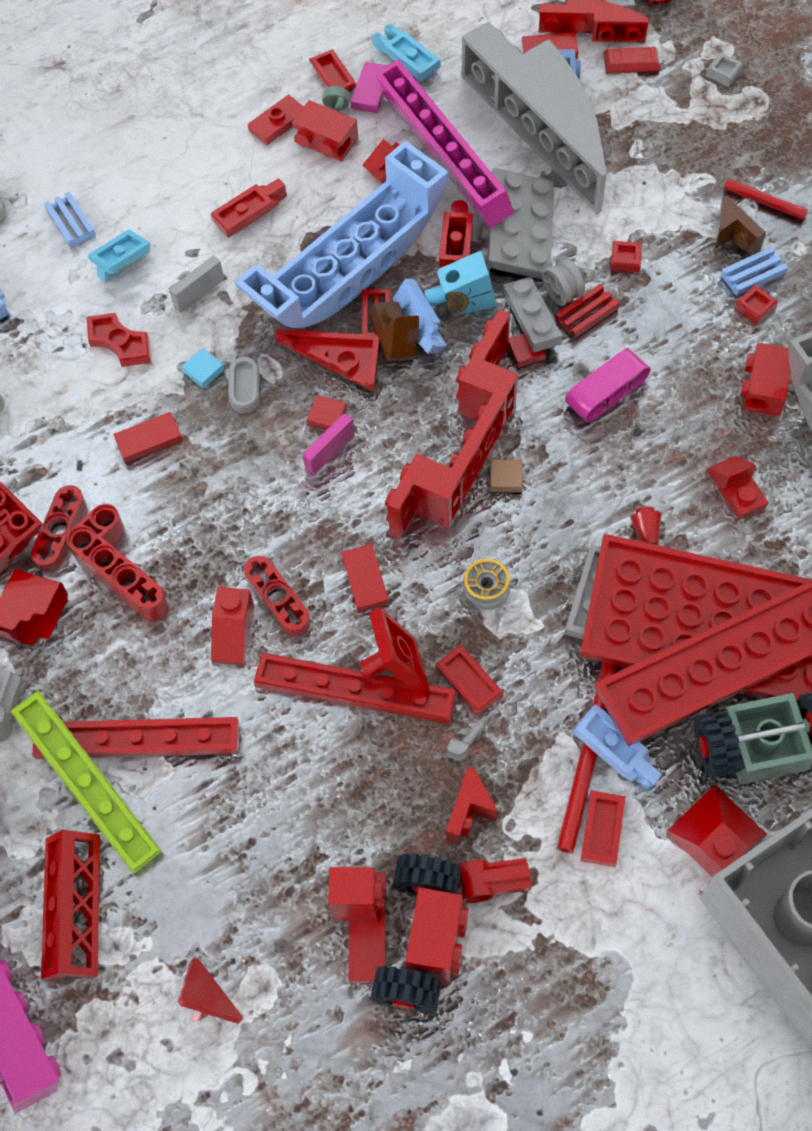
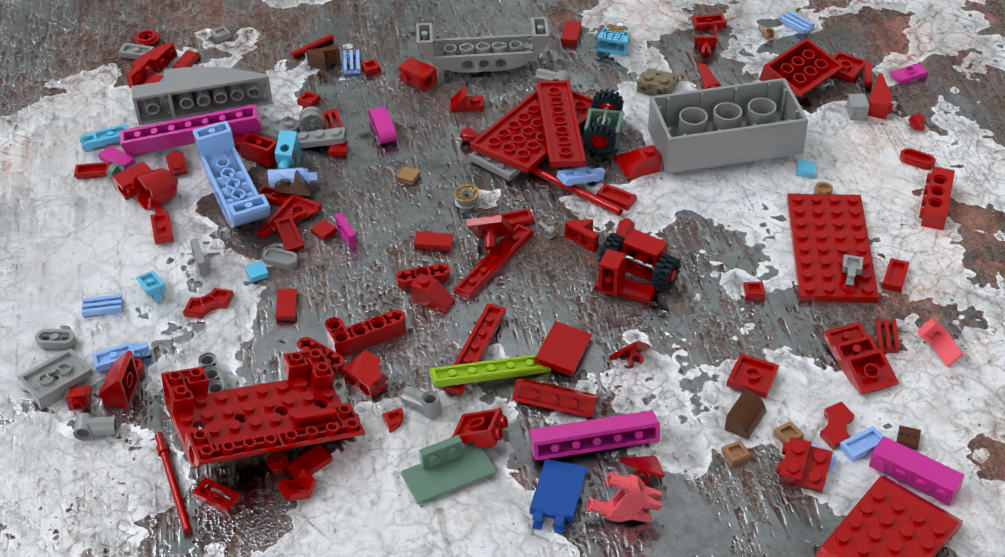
camera: 70 degrees left, 20 degrees down
(176, 876) = (563, 348): none -> red tile
(275, 120) = (106, 200): plate -> none
(290, 371) = (288, 233): none -> red tile
(308, 161) = (155, 187): none -> red cylinder
(483, 394) = (366, 160): red bracket -> none

